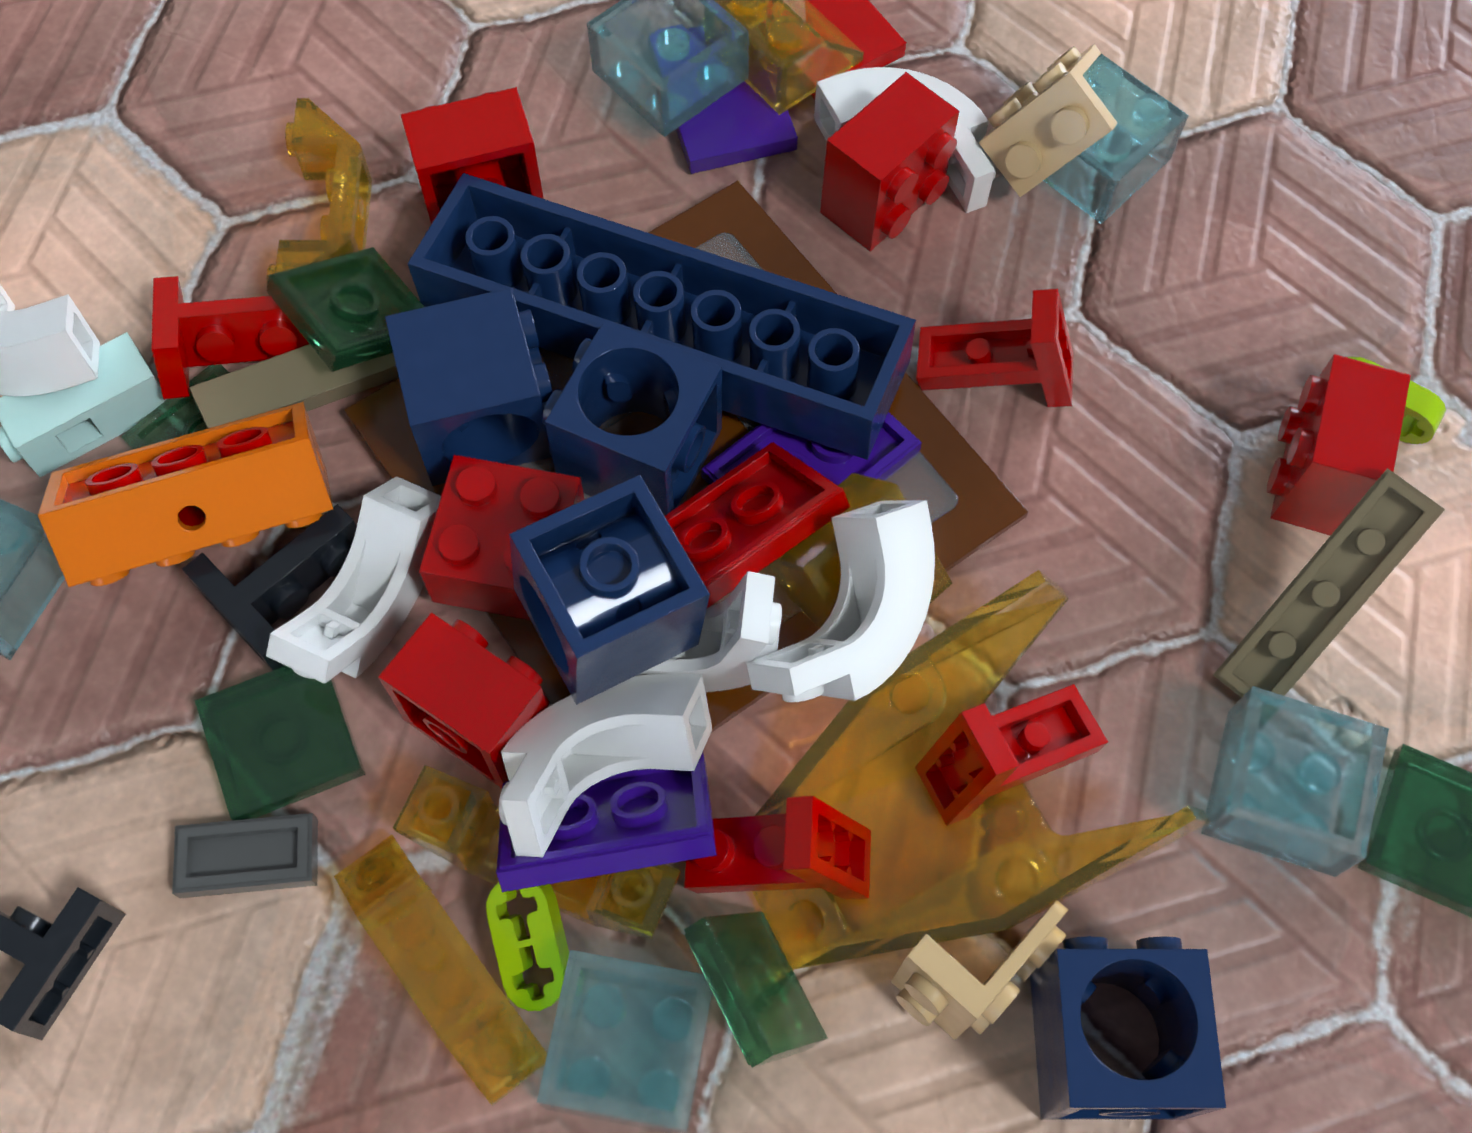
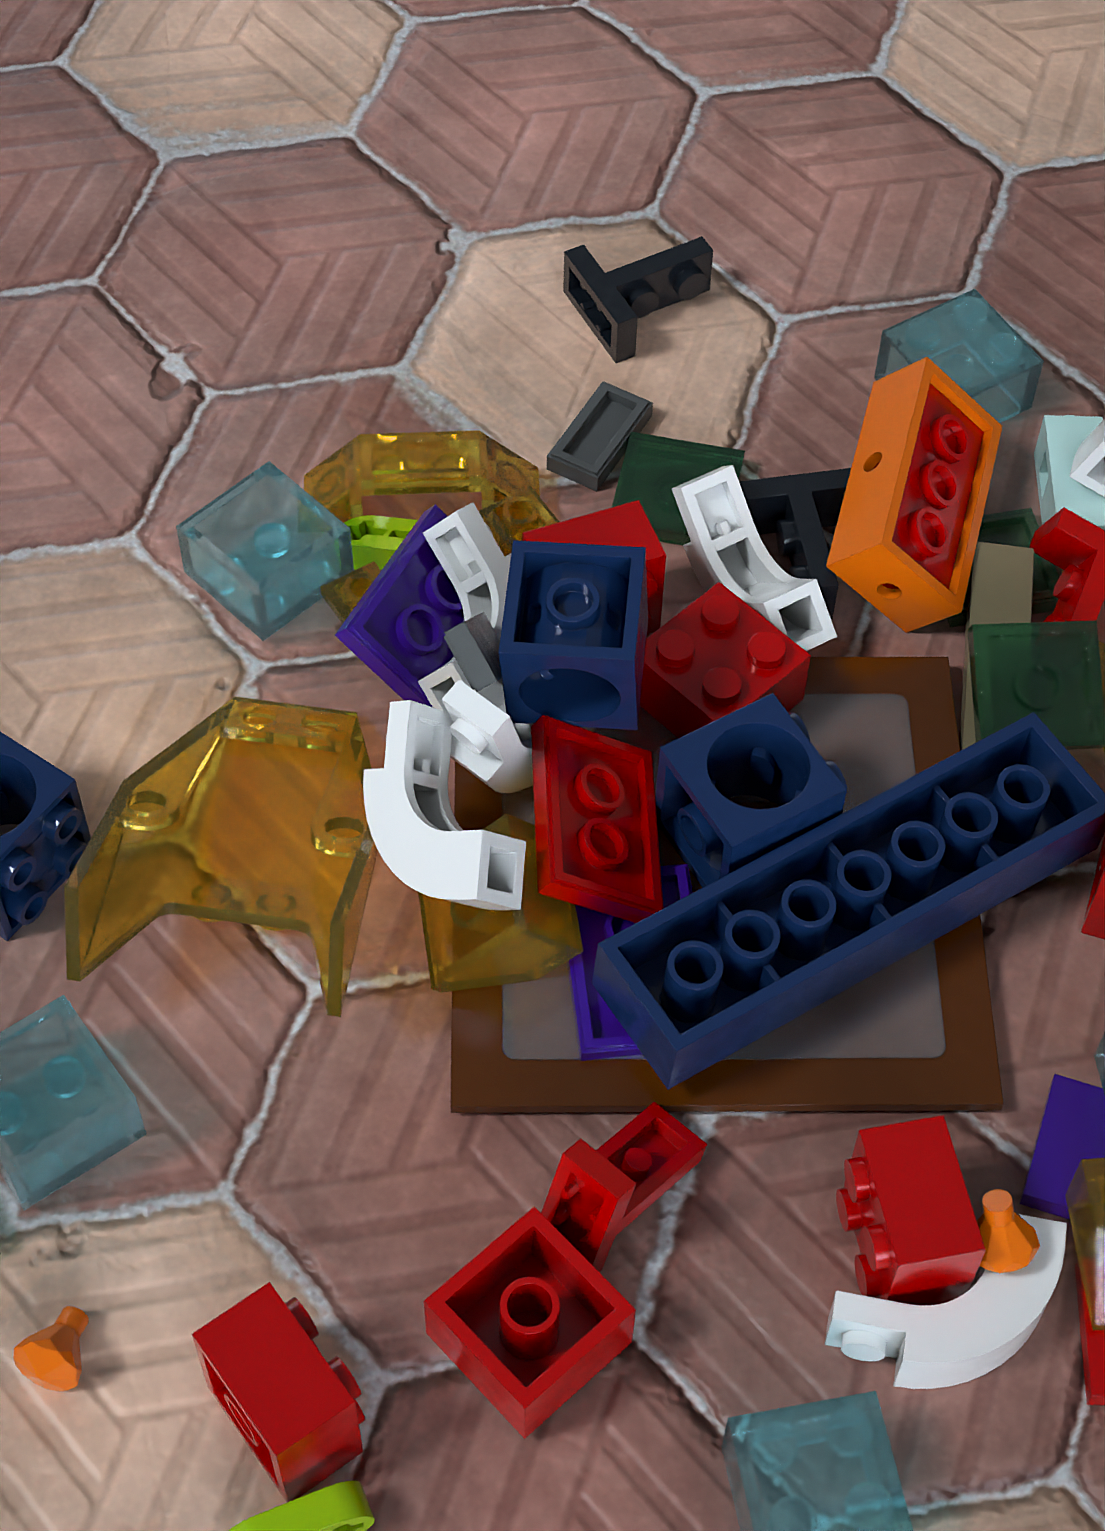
camera: 125 degrees right, 10 degrees down
(472, 381) = (878, 697): dark blue brick -> none
(679, 666) = (476, 650): none -> dark grey tile
(754, 986) = (233, 635): clear green tile -> none
(787, 851) = (302, 711): red bracket -> none
(861, 91) = (1005, 1234): none -> orange rock
(943, 991) = (114, 741): tan bracket -> none
(999, 751) = (249, 902): red bracket -> none
(1047, 122) = (863, 1371): tan bracket -> none
(1149, 342) = (529, 1321): none -> red brick
(1331, 587) = (158, 1247): dark tan tile -> none
(1428, 639) = (53, 1354): none -> orange rock

